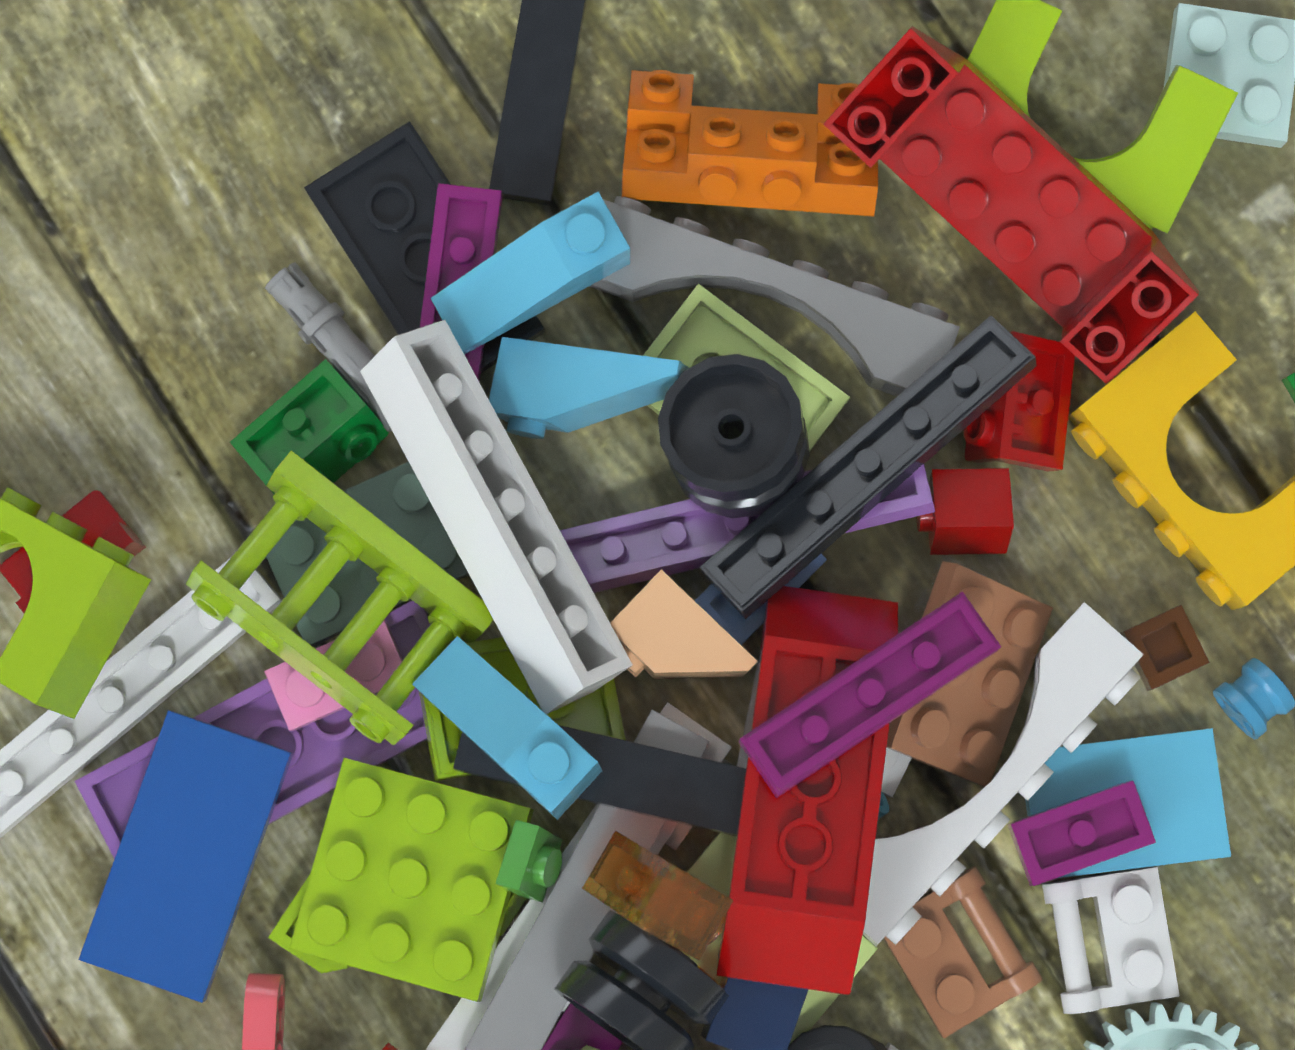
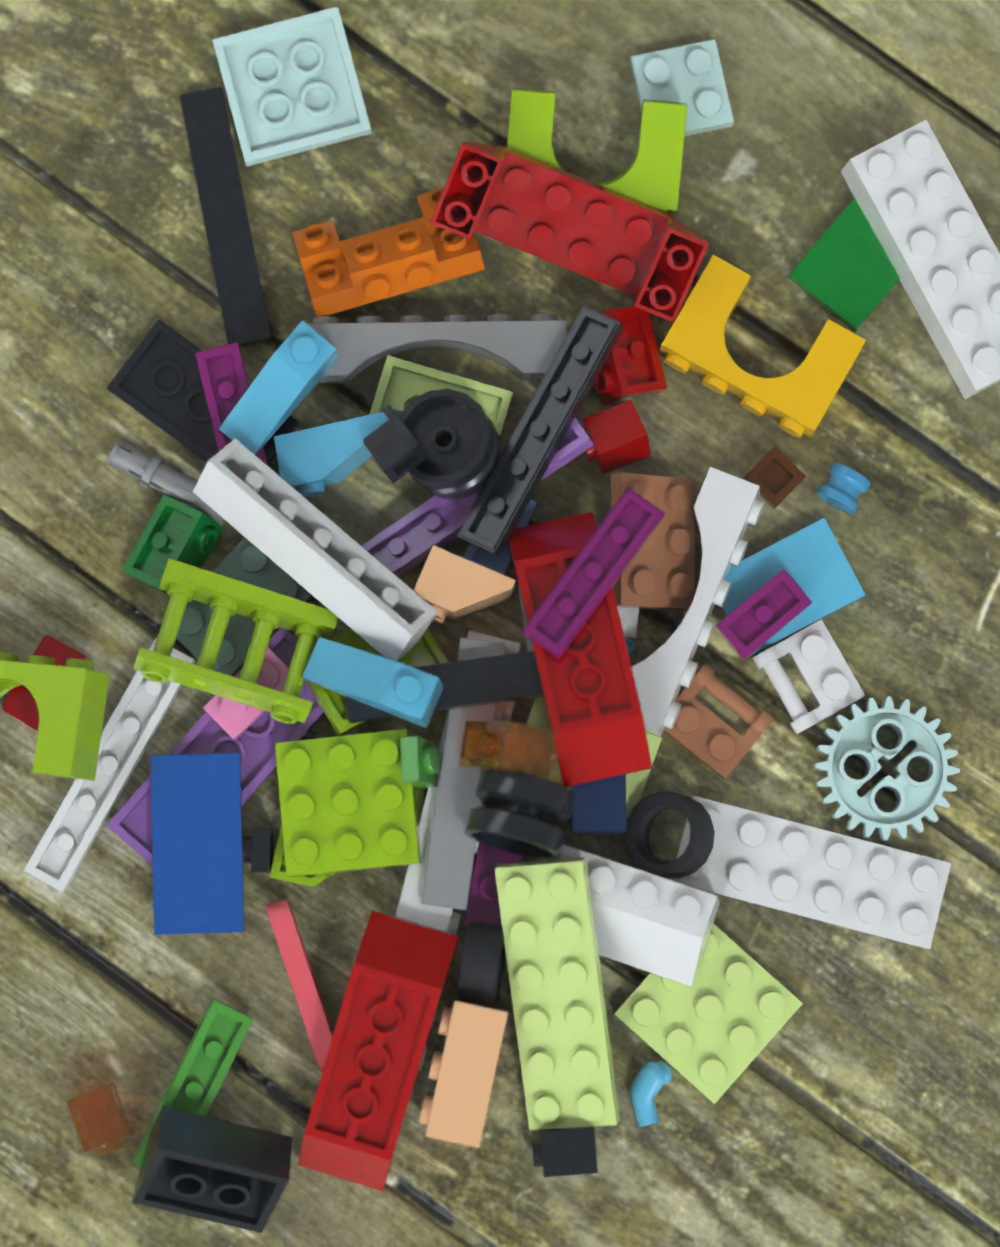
camera: 20 degrees left, 0 degrees up
(269, 894) = (259, 849): none -> black plate
(659, 414) = (394, 447): none -> black panel

